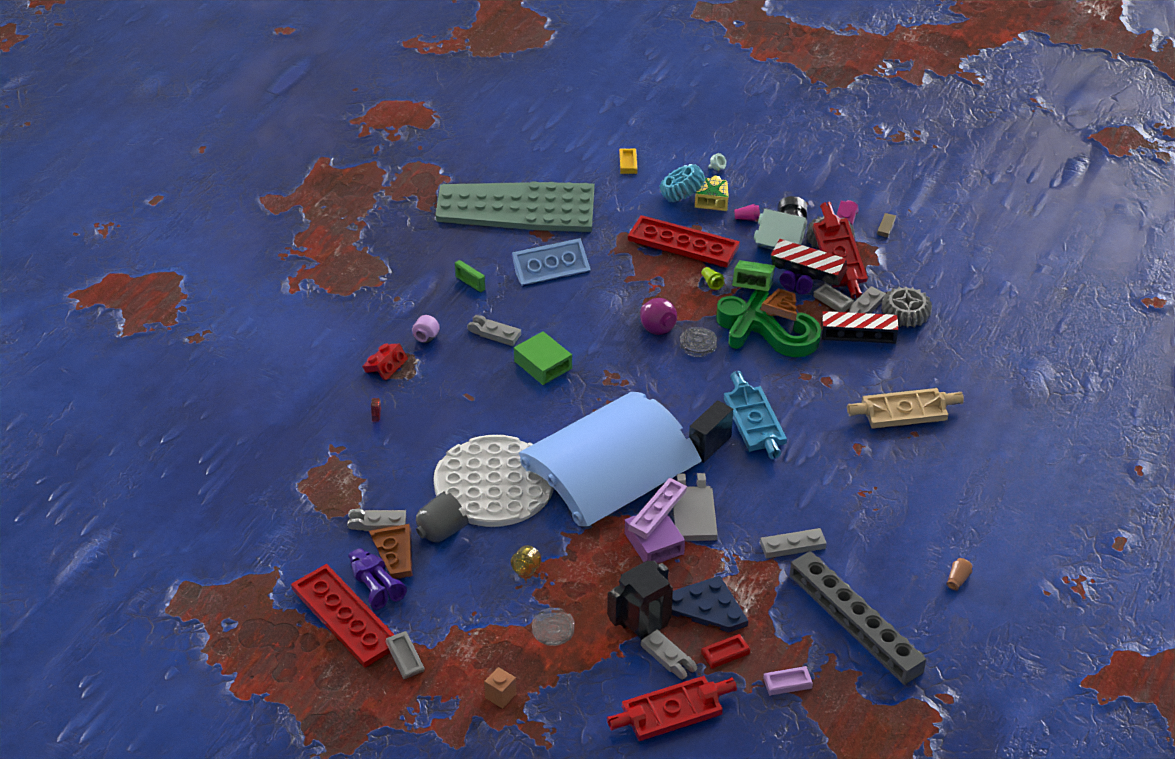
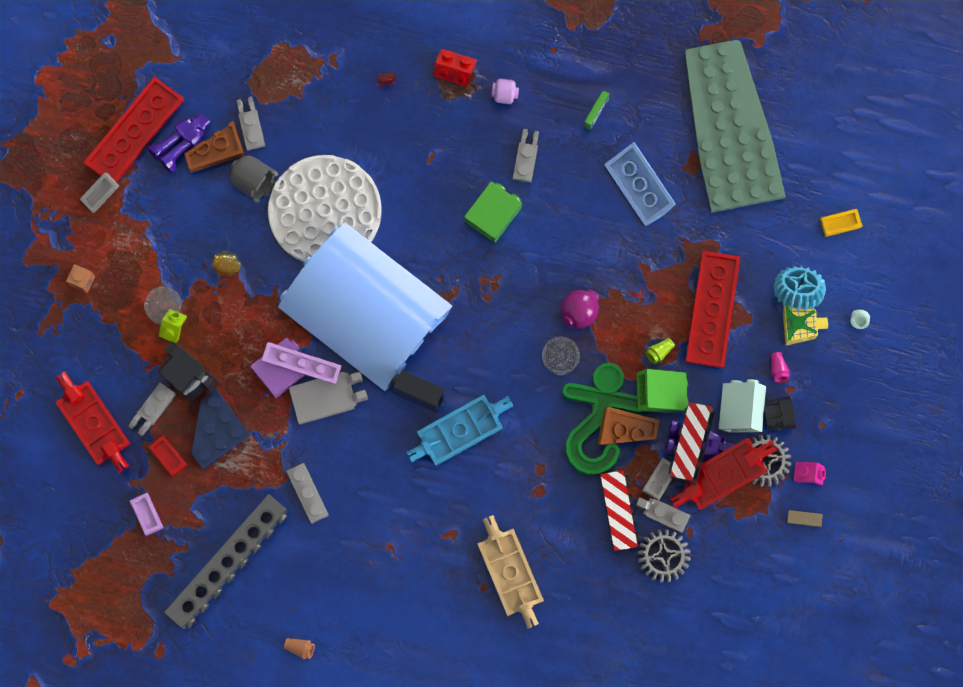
camera: 80 degrees right, 35 degrees up
(582, 616) = (172, 325): none -> lime bracket

